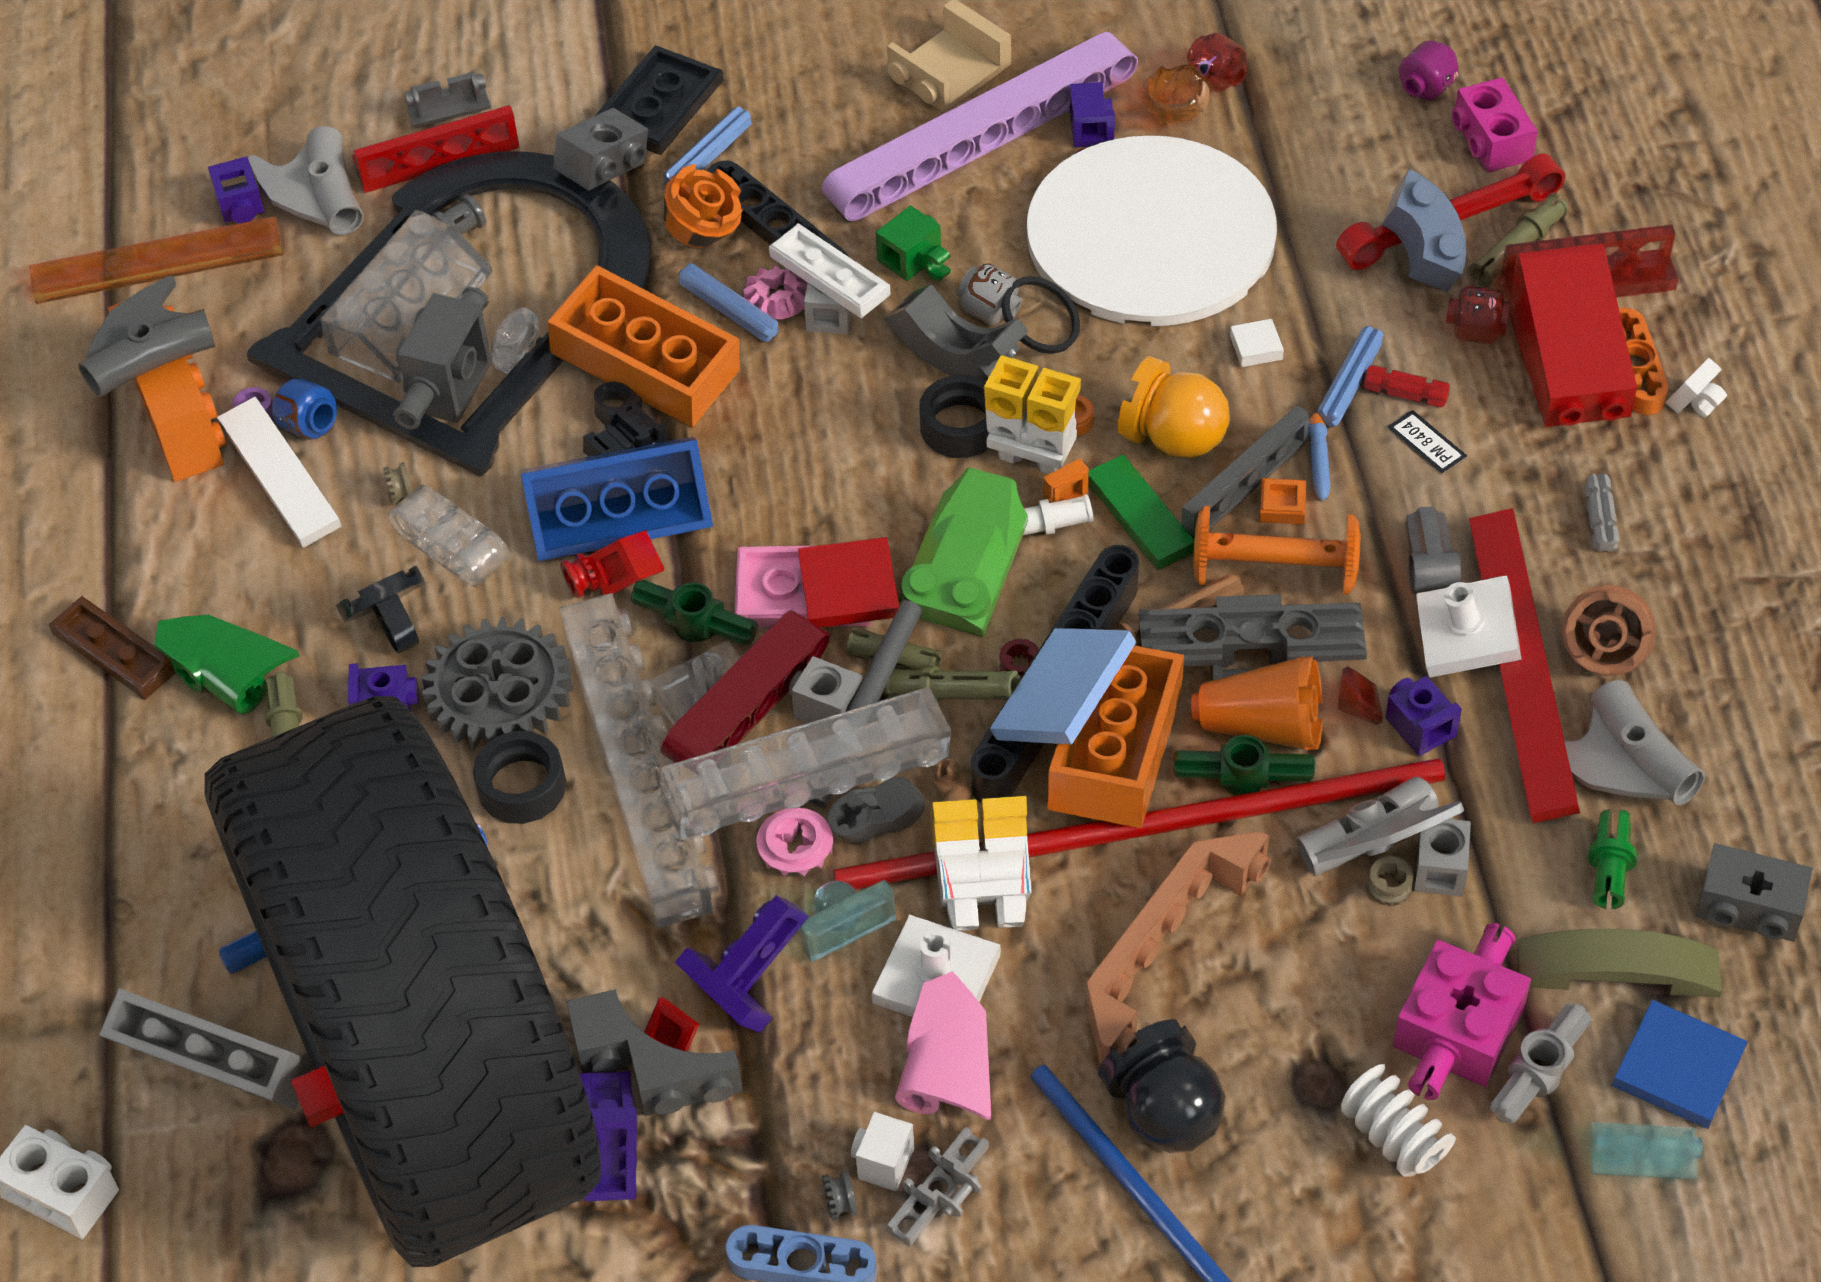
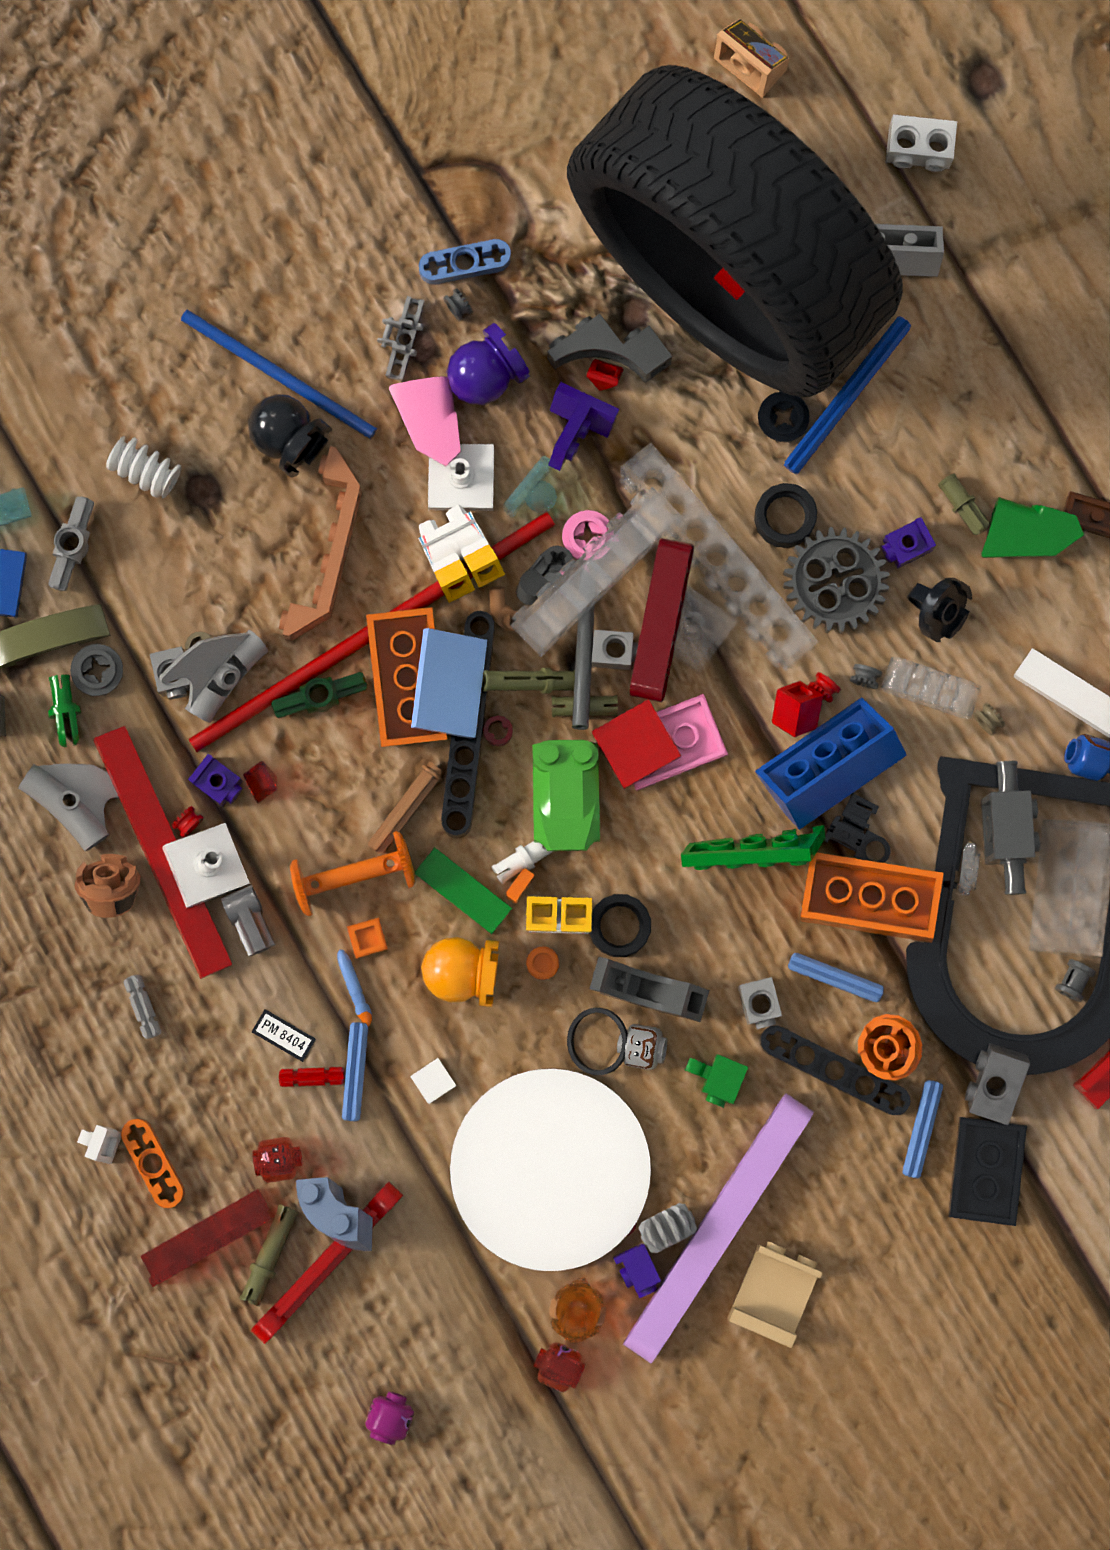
camera: 155 degrees right, 30 degrees up
(520, 571) = (866, 675): none -> dark grey bush
(616, 1129) = (612, 293): dark purple bracket -> none
(694, 612) = (714, 684): dark green axle -> none
(741, 416) = (754, 850): none -> green wing
(782, 303) = (792, 1012): bright pink gear -> none
(829, 270) = (764, 1009): white tile -> none
(840, 1075) = (483, 369): none -> dark purple tile
(883, 1151) = (443, 340): white plate -> none
(1040, 129) = (667, 1228): none -> light grey gear
(1248, 469) = (398, 944): dark grey tile -> none
(1255, 624) = (350, 805): dark grey piece -> none
(1268, 703) = (319, 741): orange cone -> none
(1461, 1012) = (116, 539): dark pink brick -> none
(1477, 680) = (188, 822): none -> red bush
(1494, 124) = (313, 1377): dark pink brick -> none
(1567, 889) = (83, 663): none -> dark grey gear
(1572, 335) = (198, 1149): red slope -> none

